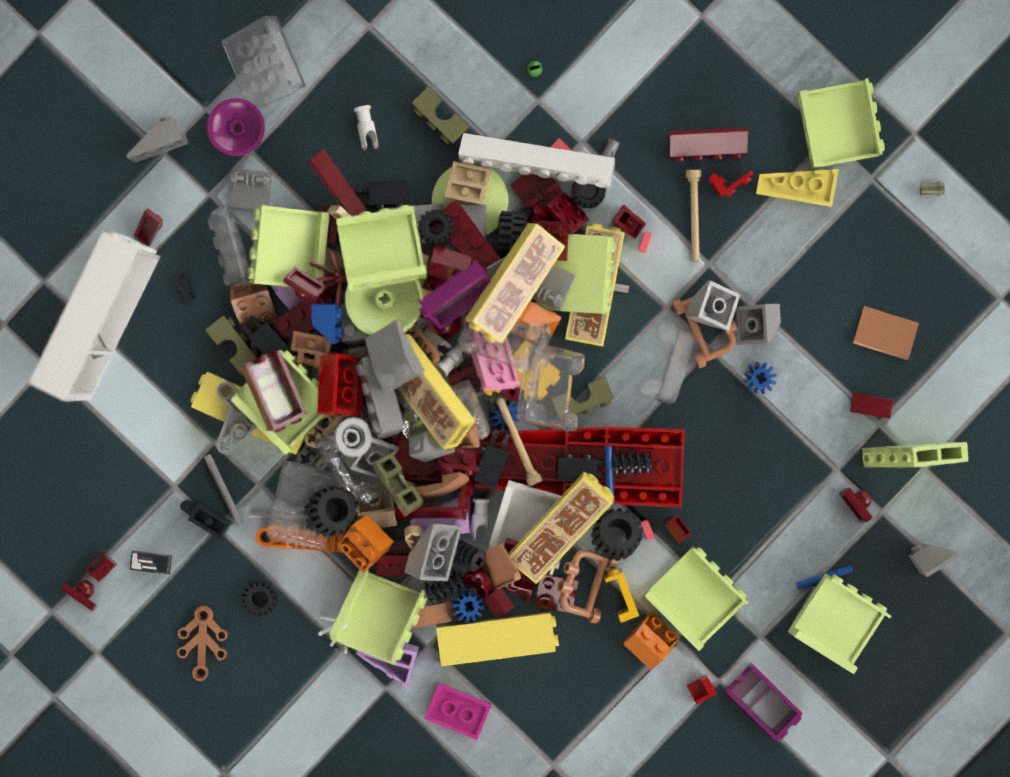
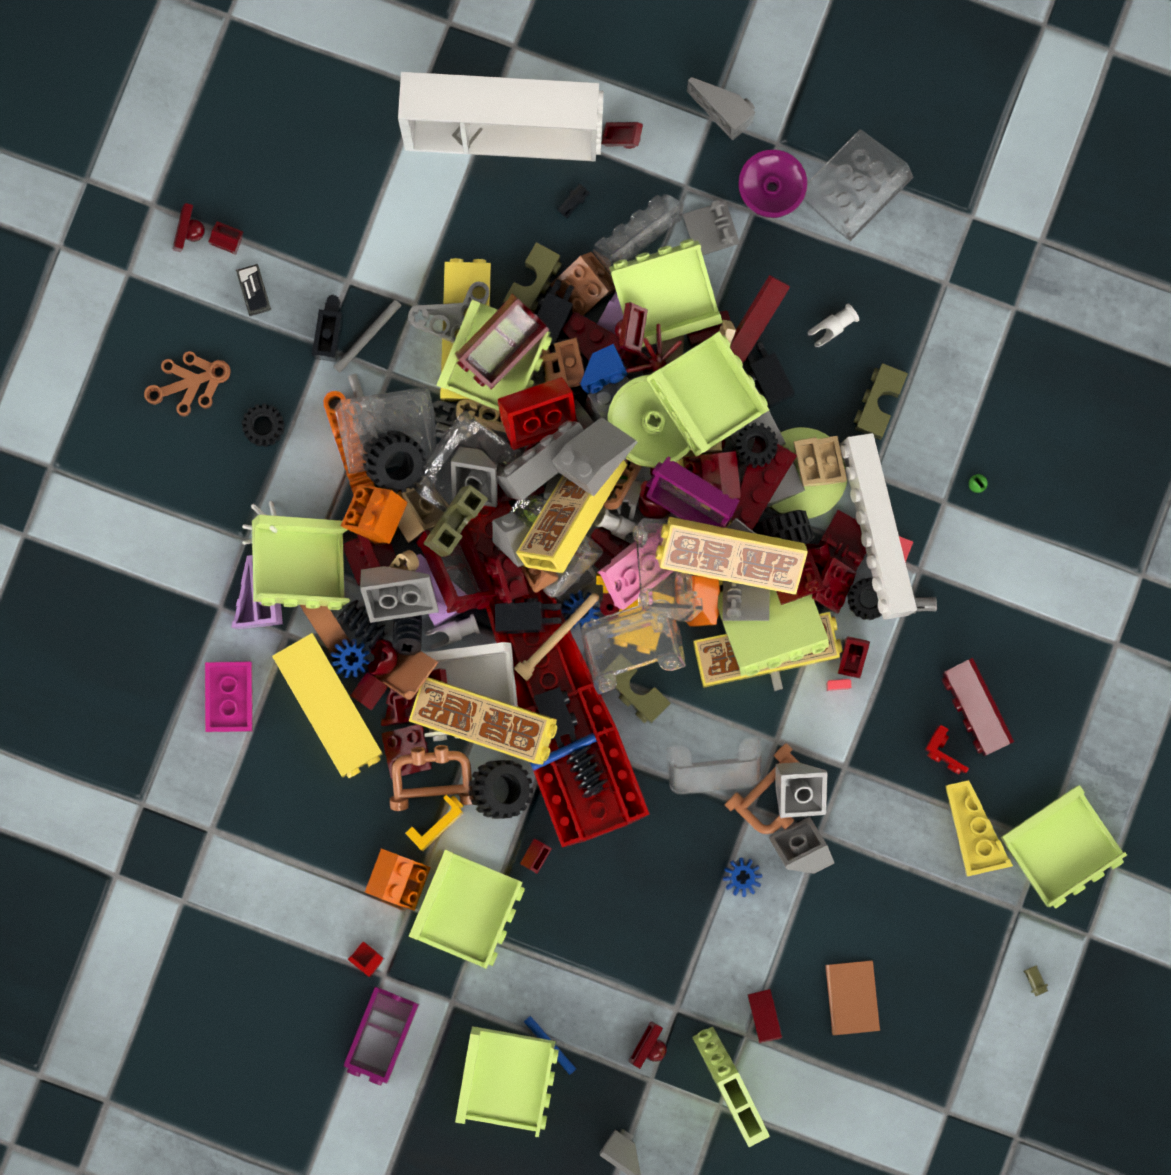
camera: 70 degrees right, 5 degrees down
(352, 437) = (487, 448): light grey piece -> none
(450, 483) = (479, 578): nougat slope -> none
(647, 529) = (520, 822): coral tile -> none
(693, 177) = (933, 709): tan piece -> none

